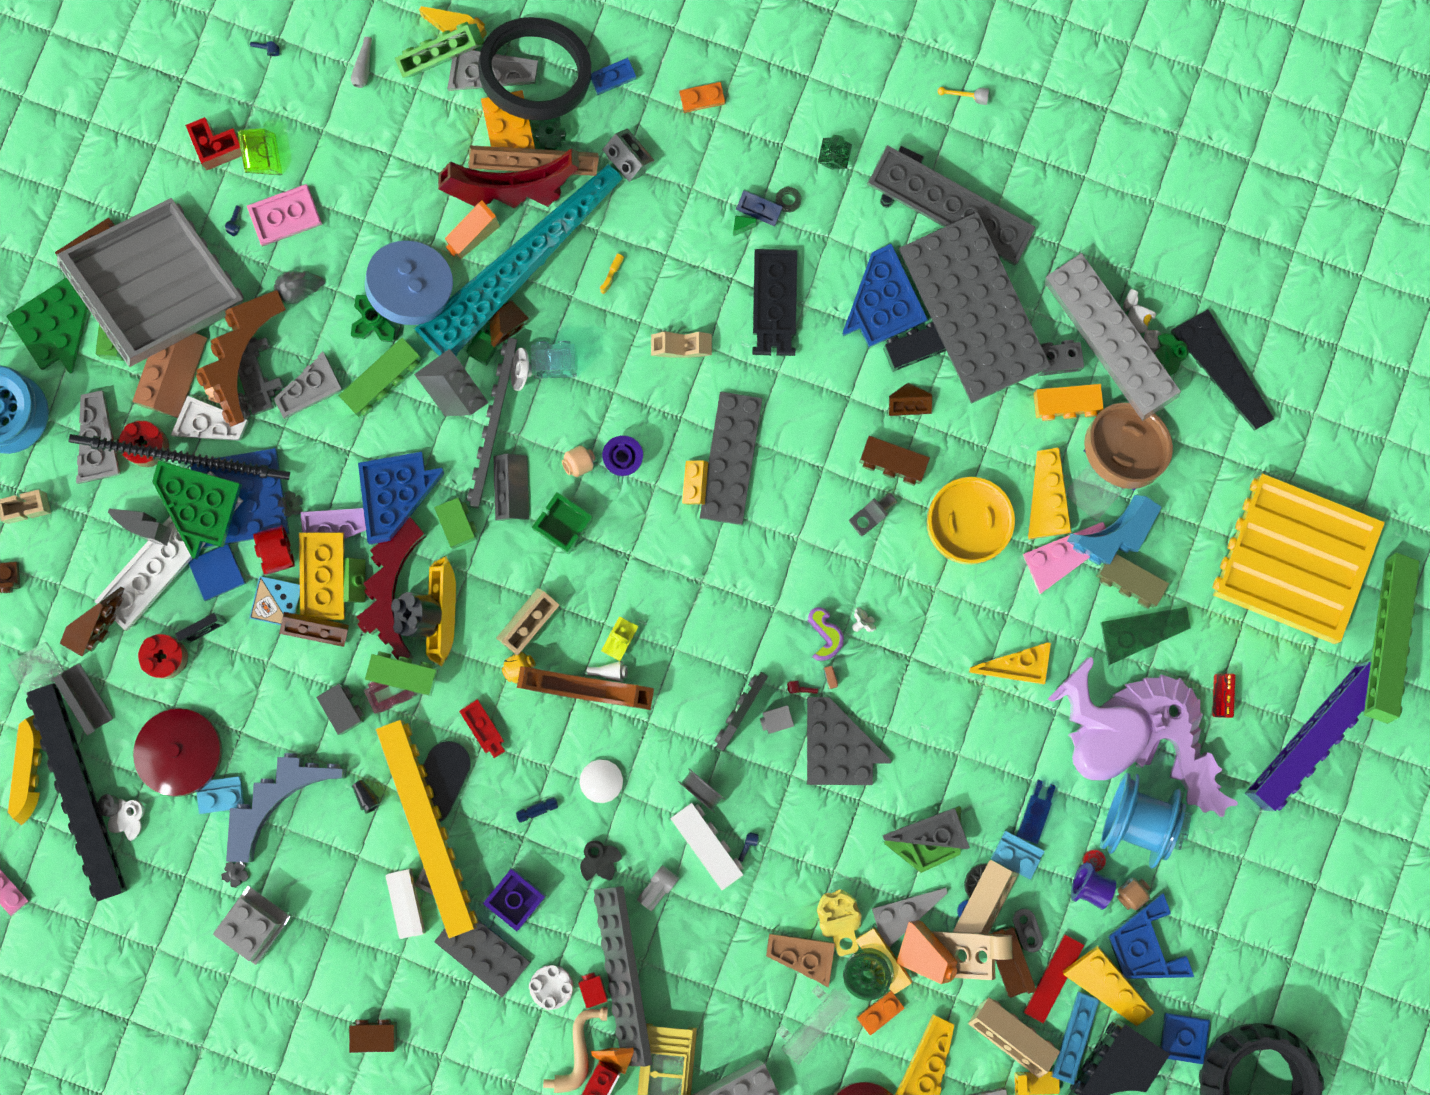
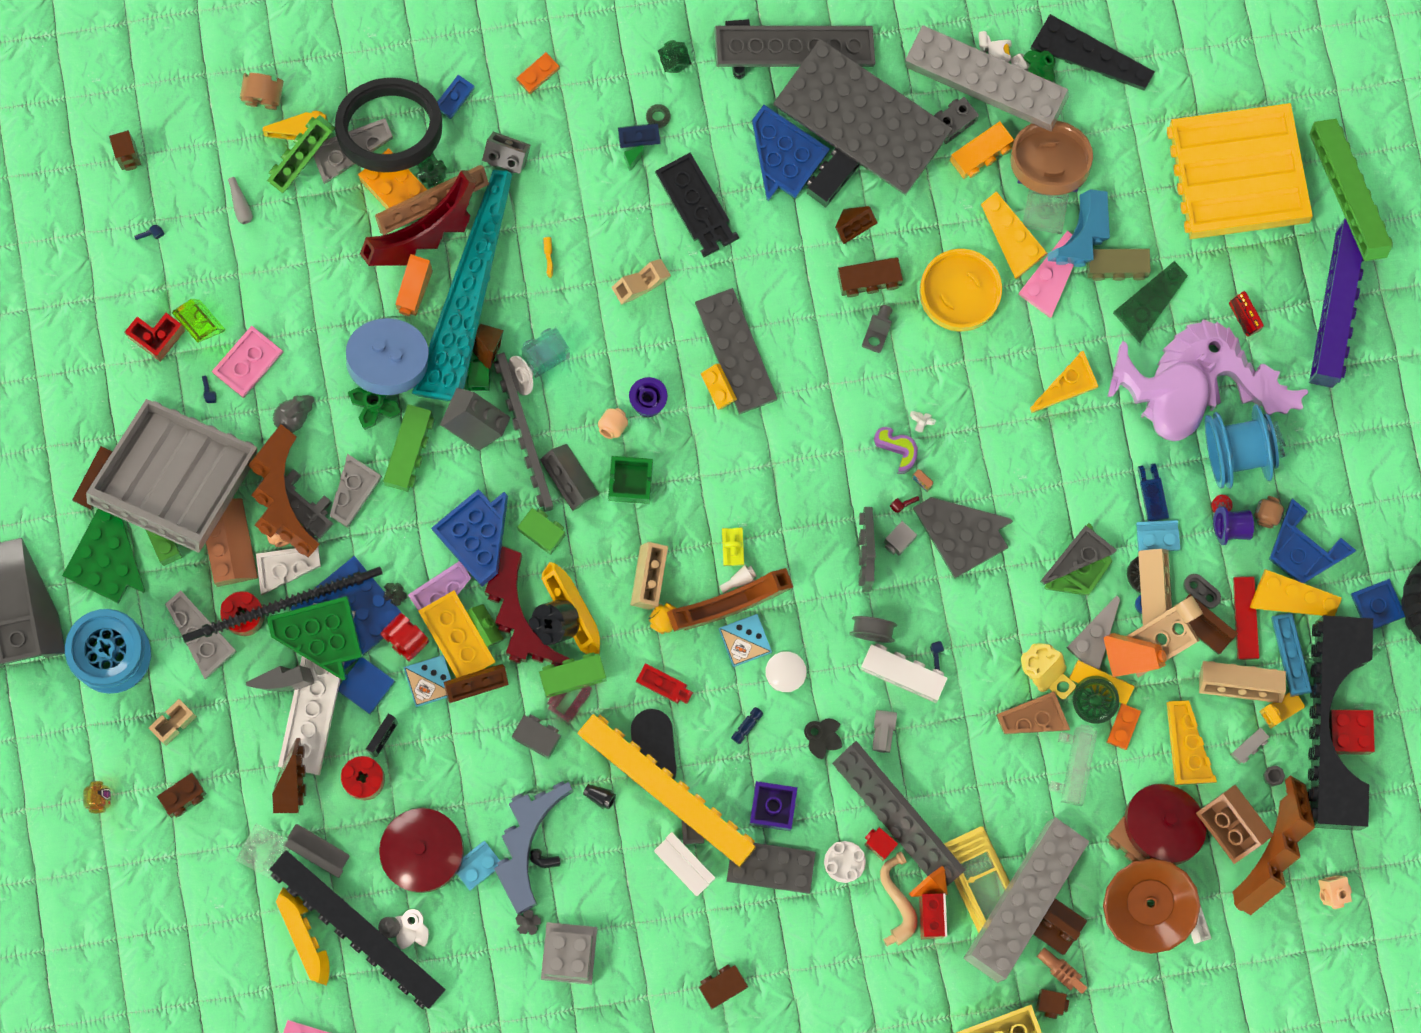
camera: 30 degrees left, 5 degrees down
(279, 826) = (543, 862): none -> black arm
(581, 730) = (745, 640): none -> tile

